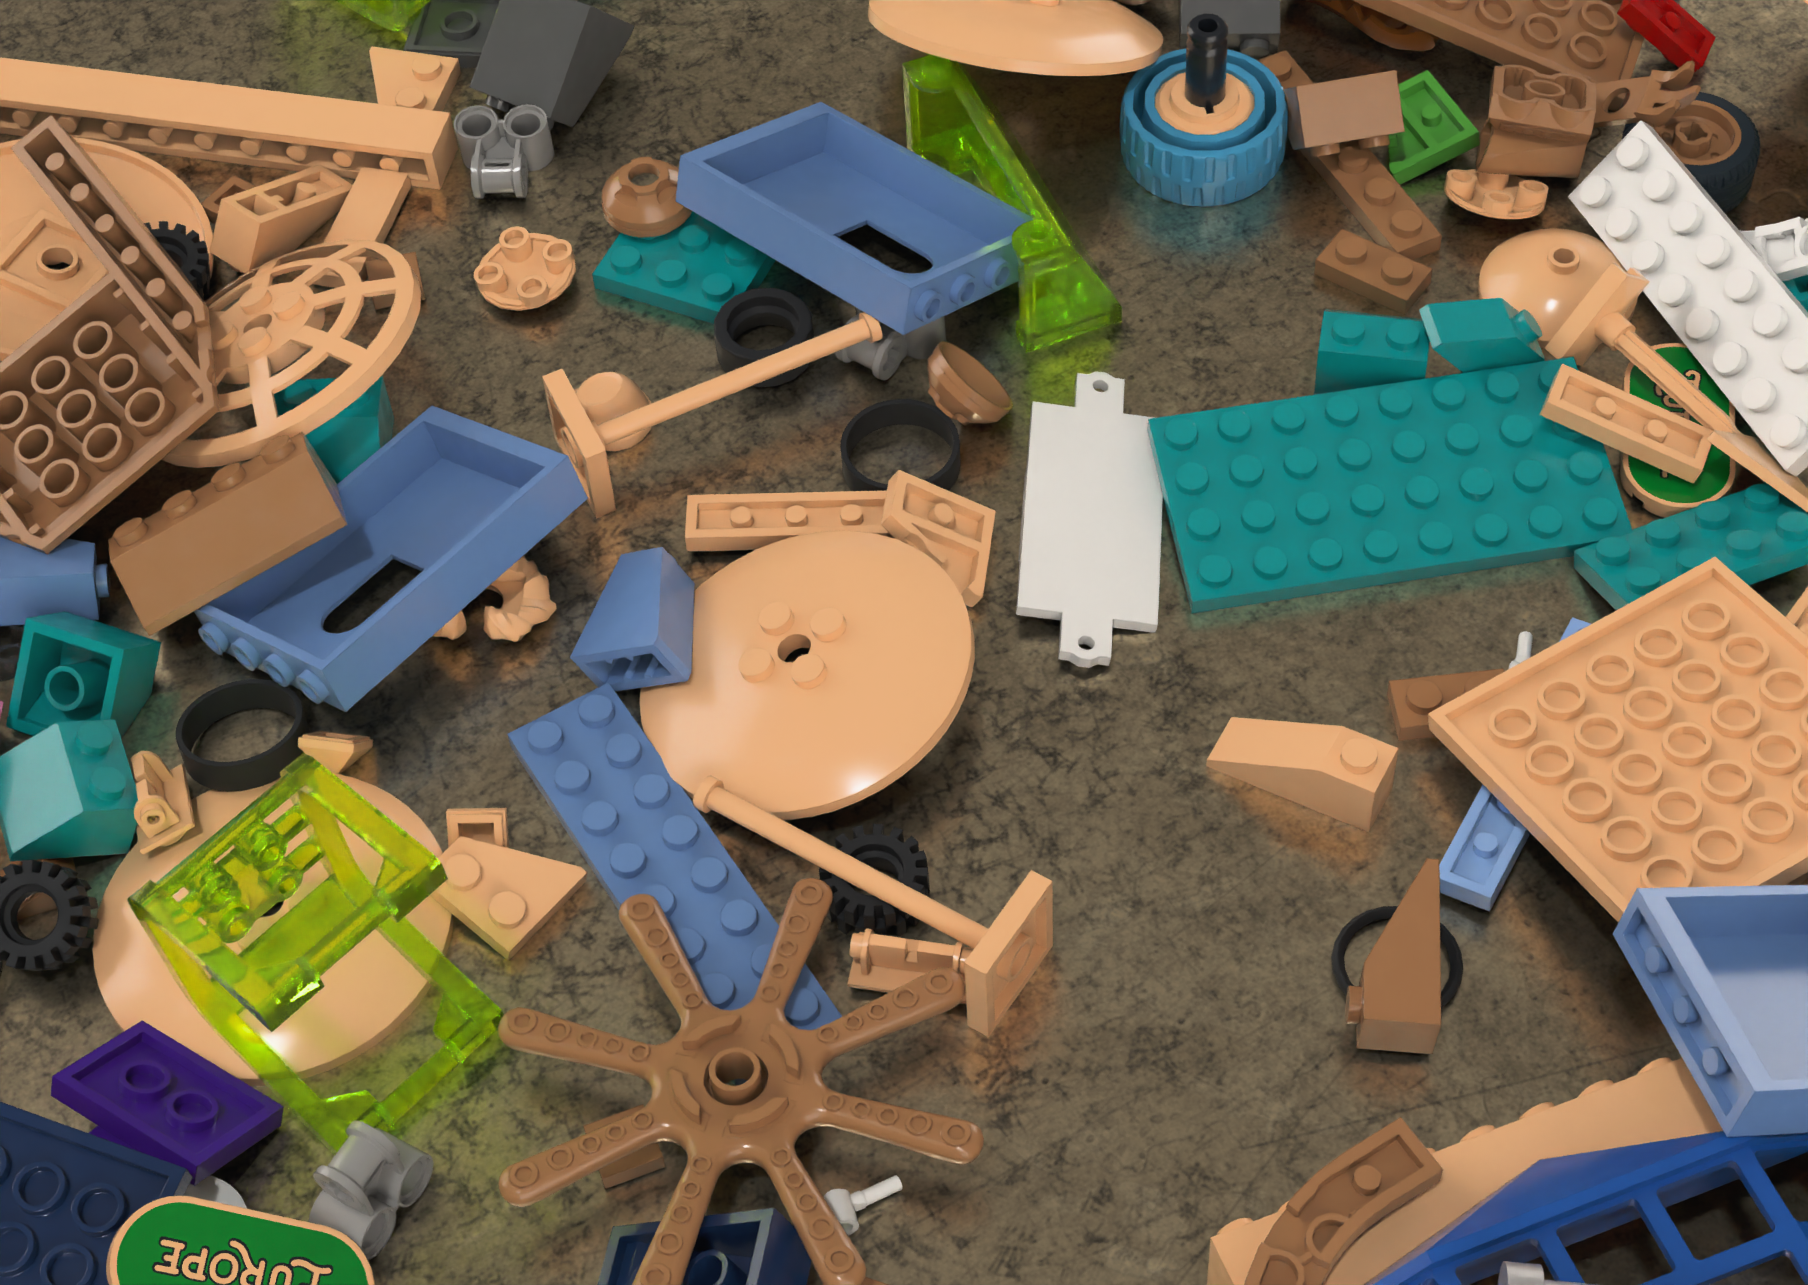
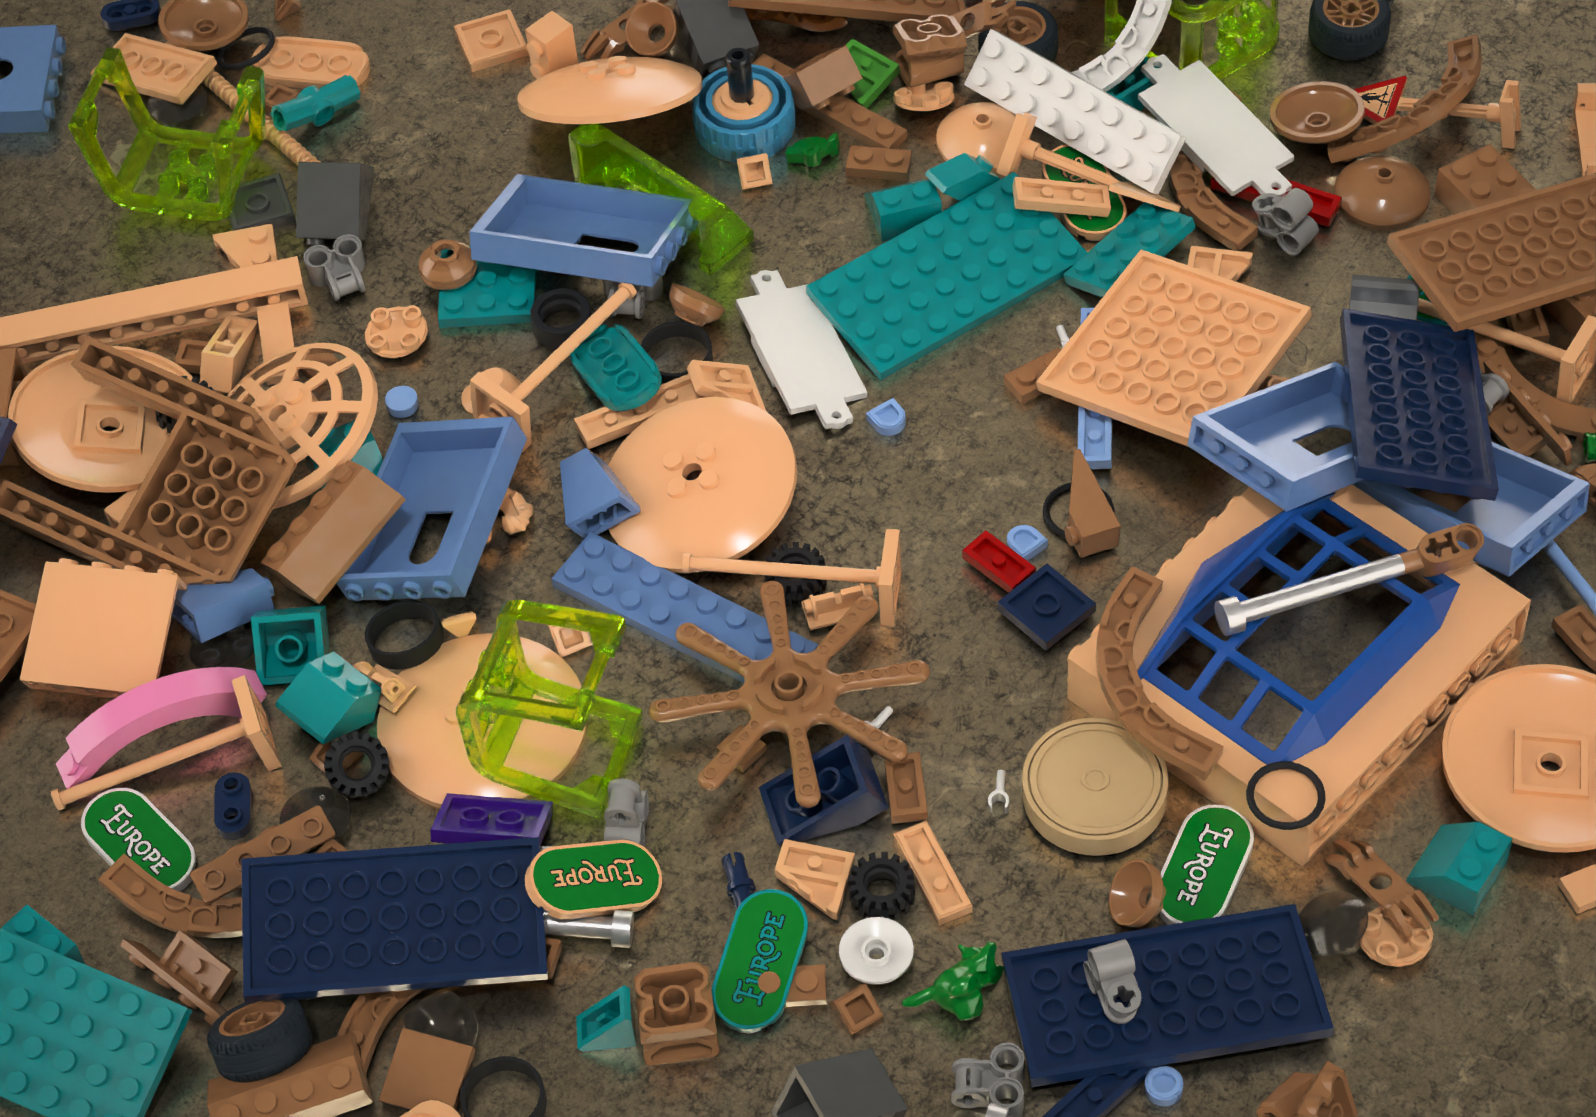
camera: 25 degrees left, 0 degrees up
(471, 376) = (401, 401): none -> light blue tile
(504, 891) = (578, 653): light nougat wing -> none
(793, 441) = (617, 368): none -> teal tile
(1167, 679) = (887, 418): none -> light blue tile
(1173, 217) = (754, 171): none -> light nougat slope
(1212, 1001) = (997, 561): none -> red plate
(1251, 1114) = (1046, 606): none -> dark blue plate
(1277, 982) = (1026, 541): none -> light blue tile
(1283, 215) = (813, 149): none -> green piece
(1310, 765) = (987, 431): light nougat slope -> none

